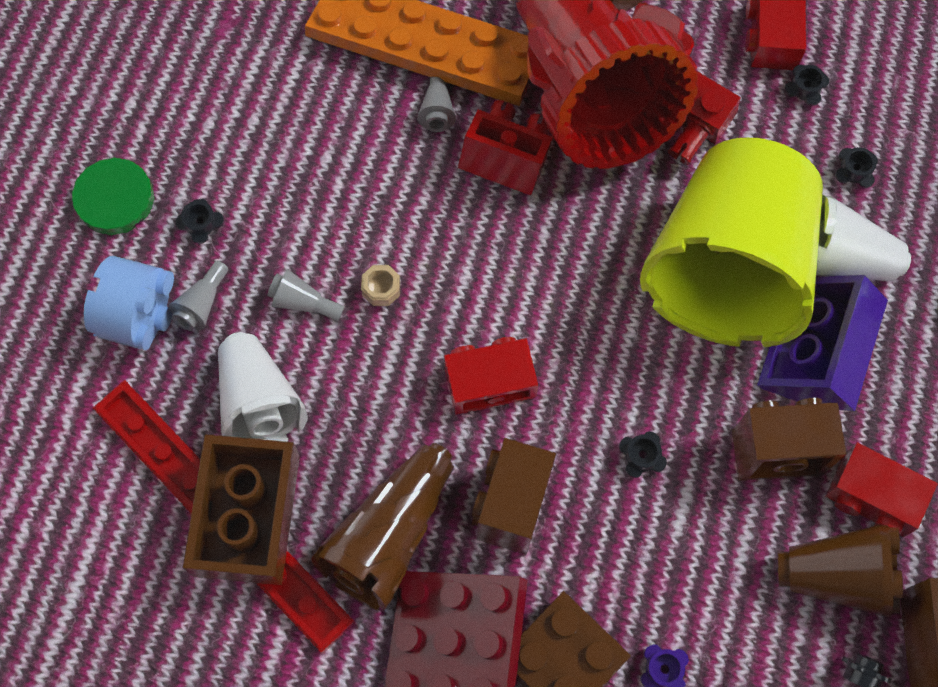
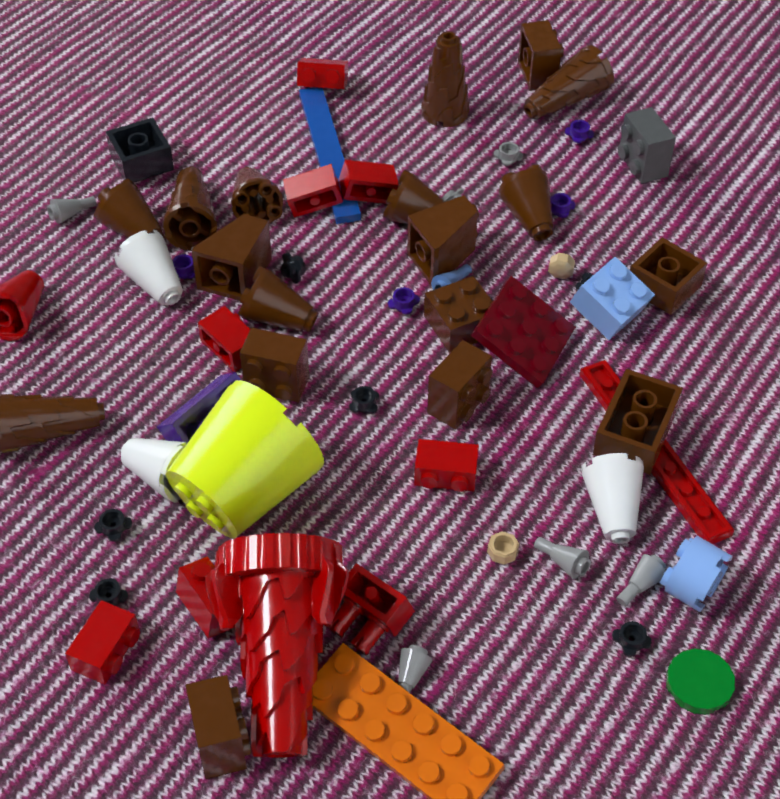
camera: 160 degrees left, 20 degrees down
(381, 536) = (553, 391): reddish brown cone -> none

